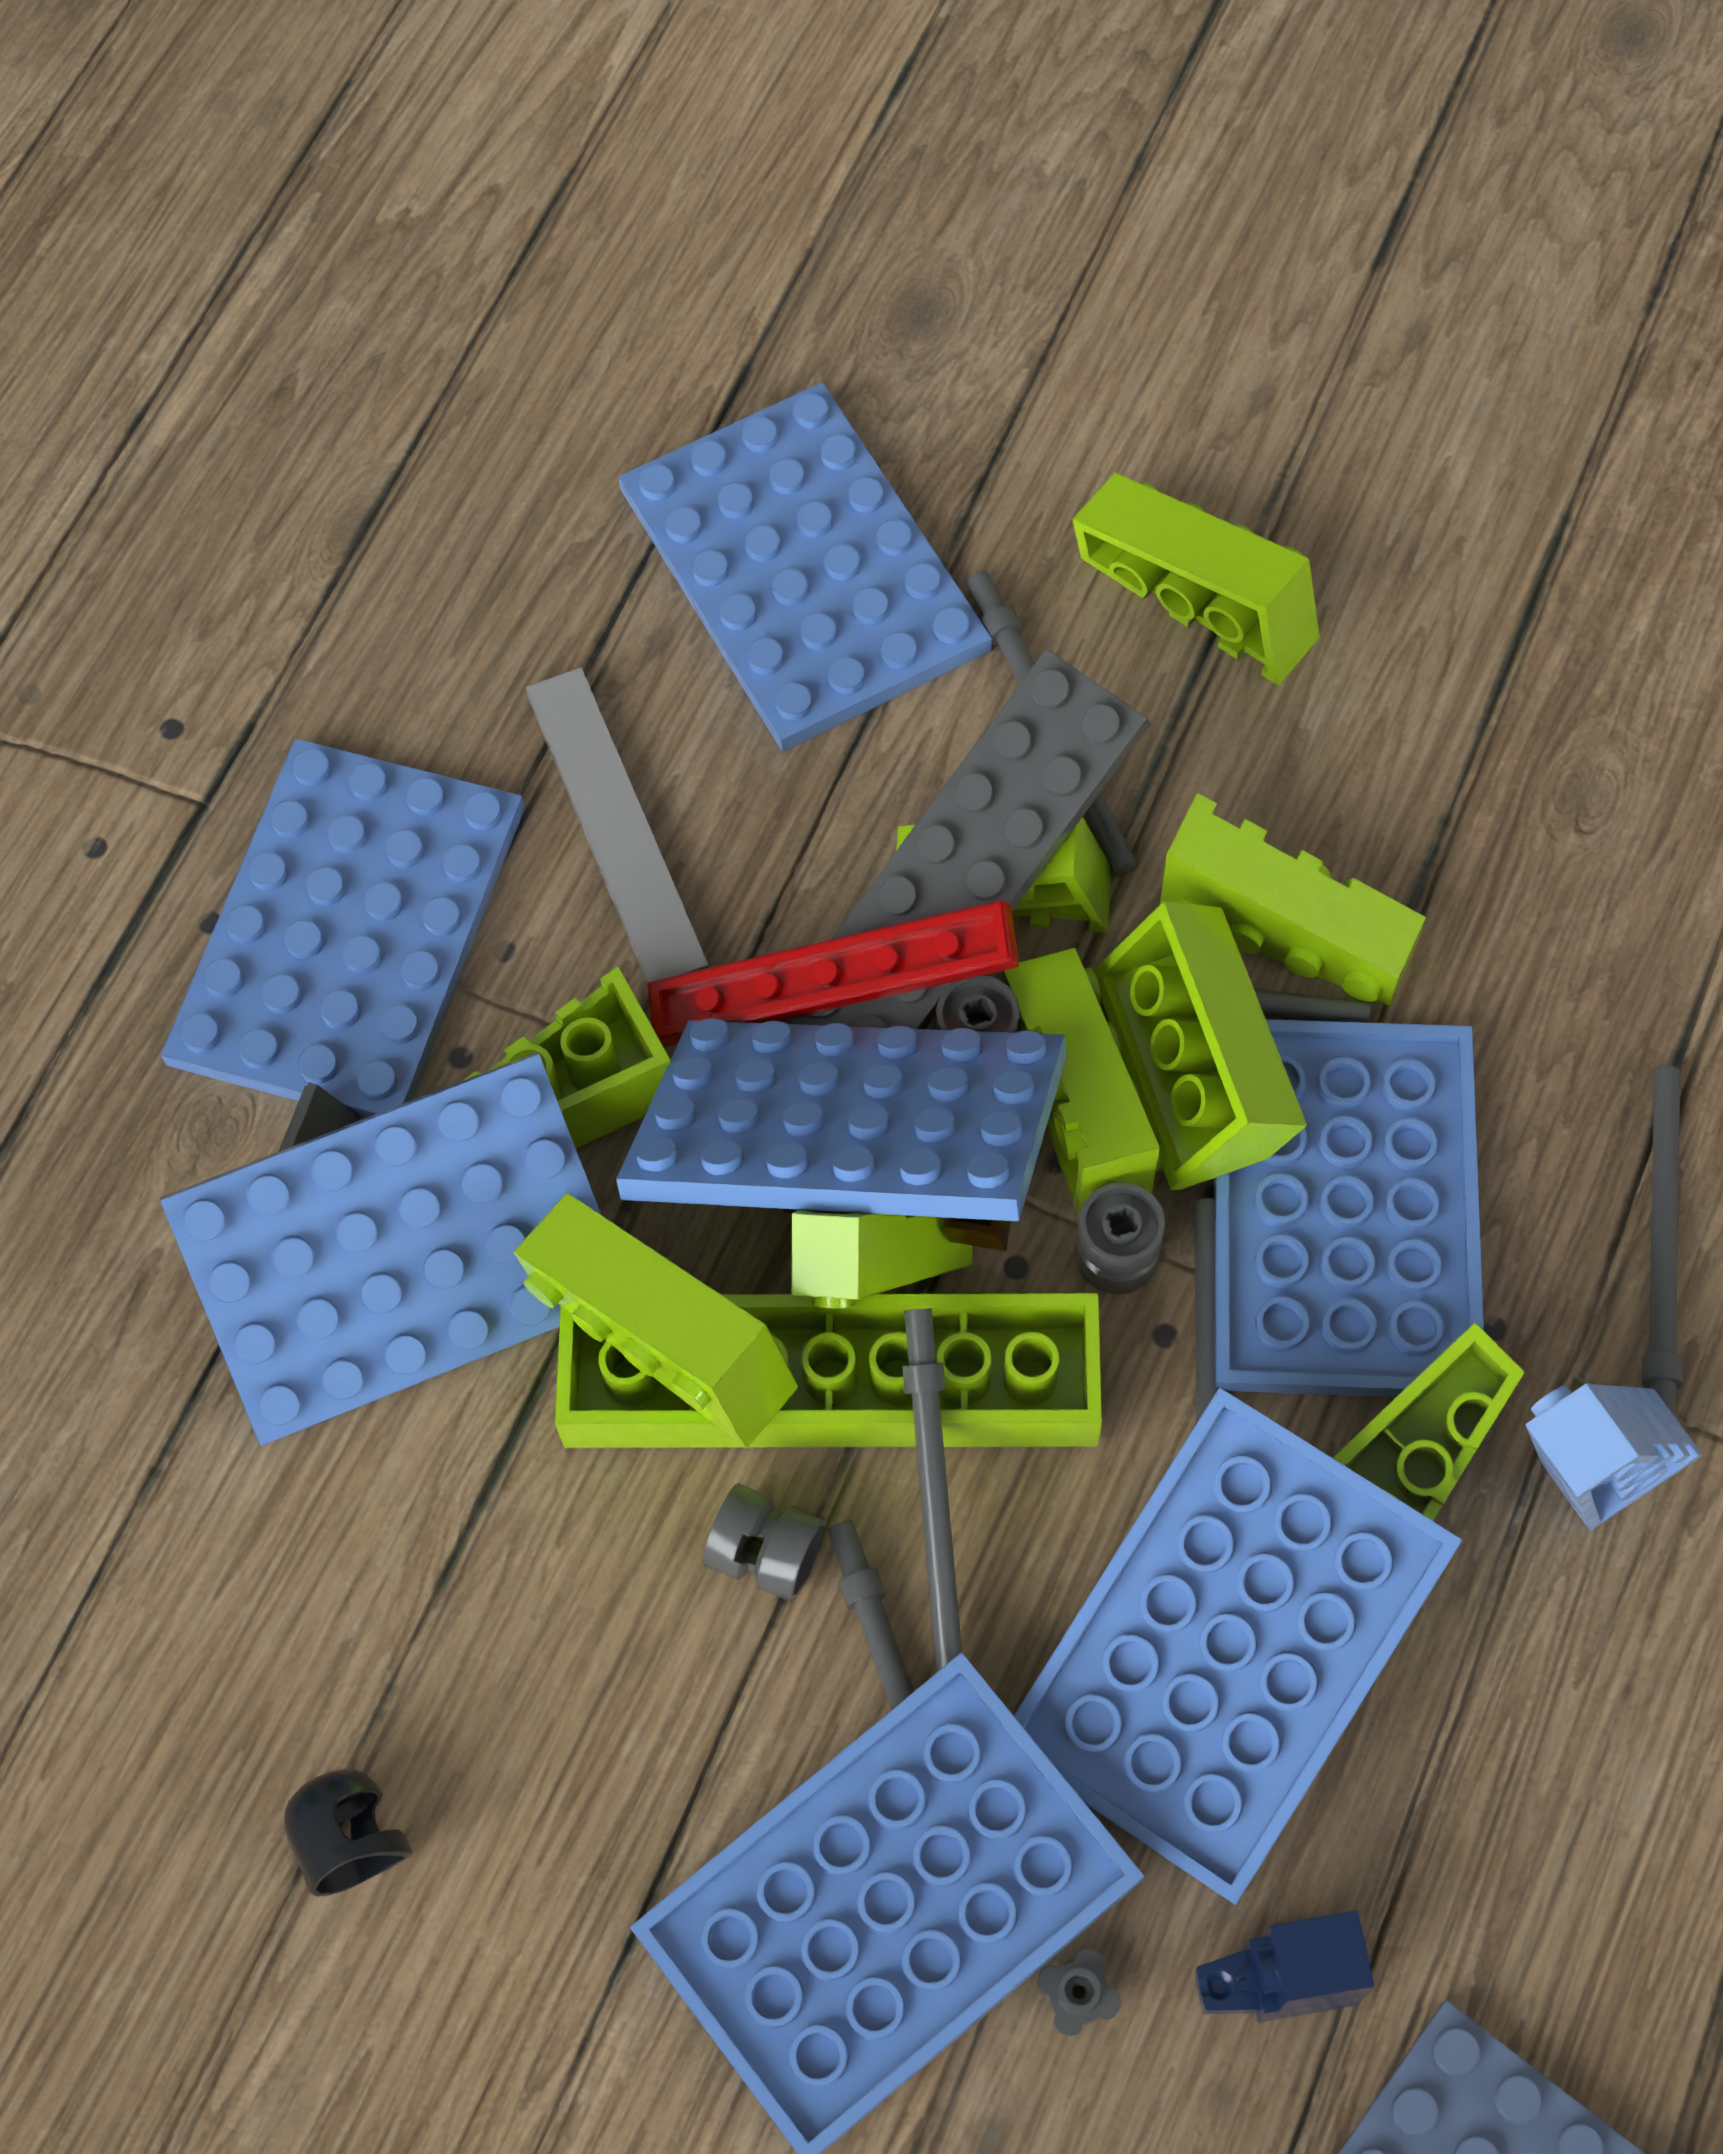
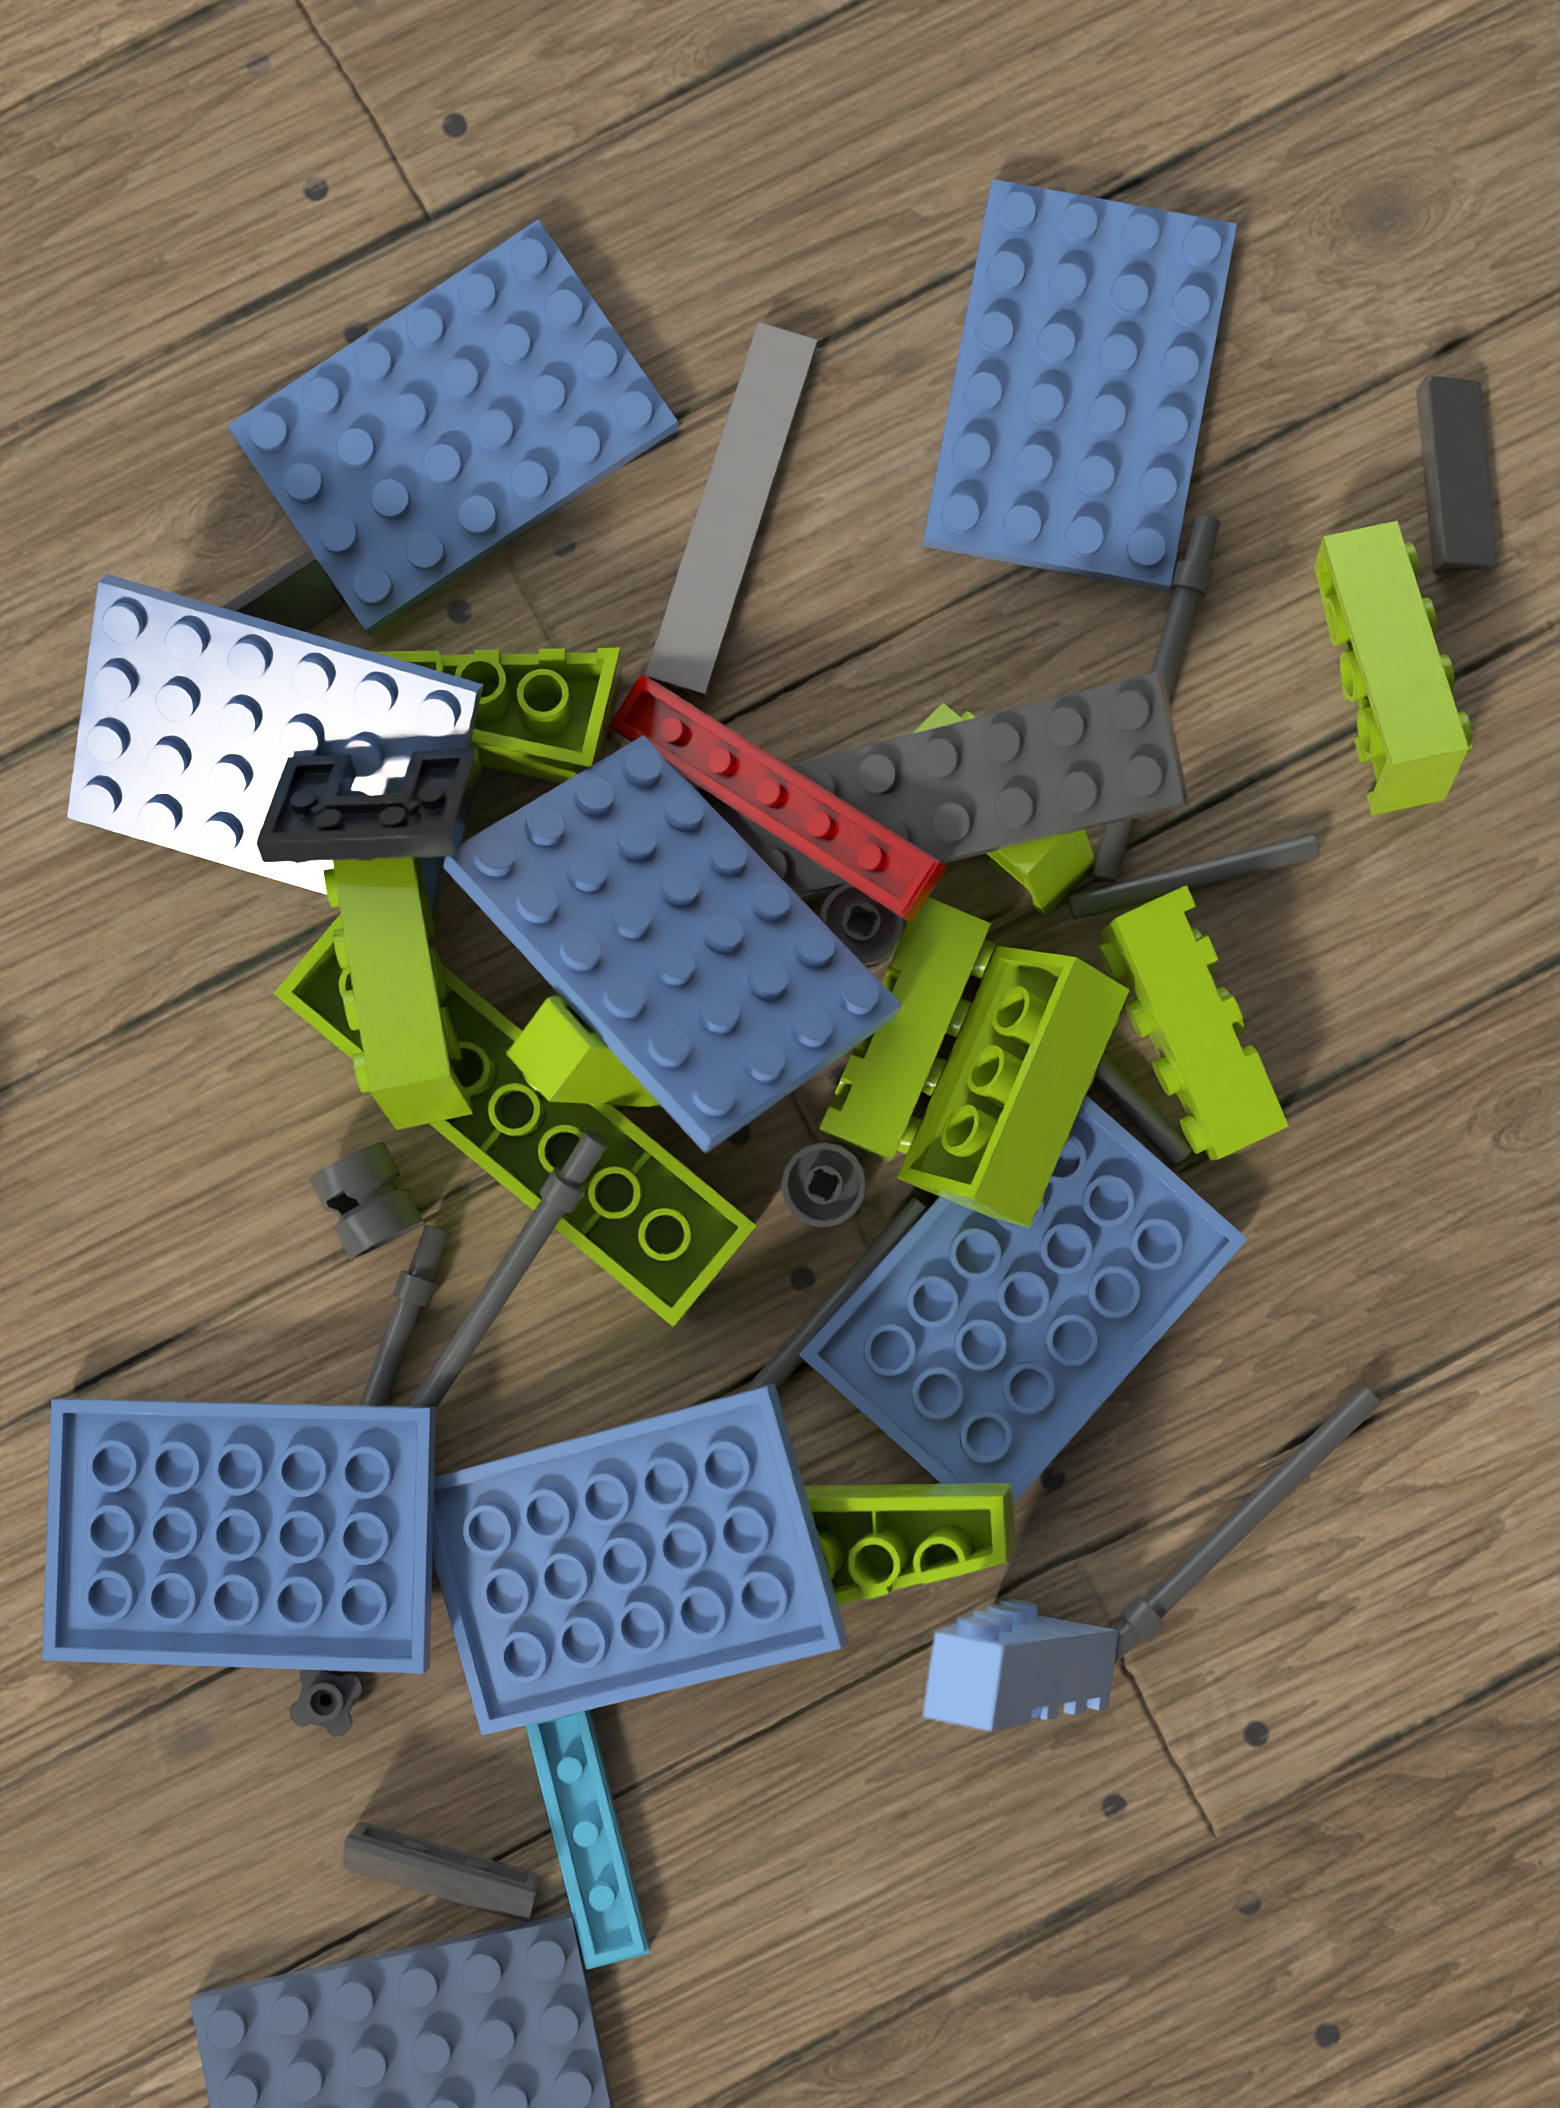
camera: 40 degrees right, 20 degrees up
(486, 1240) = (319, 821): none -> black plate
(1124, 428) = (1456, 474): none -> dark grey slope
(1213, 788) = (1193, 875): none -> dark grey bar
(1291, 1971) = (476, 1815): dark blue hinge -> none
(1306, 2062) = (441, 1871): none -> dark grey slope
(1397, 1922) = (588, 1839): none -> medium azure tile

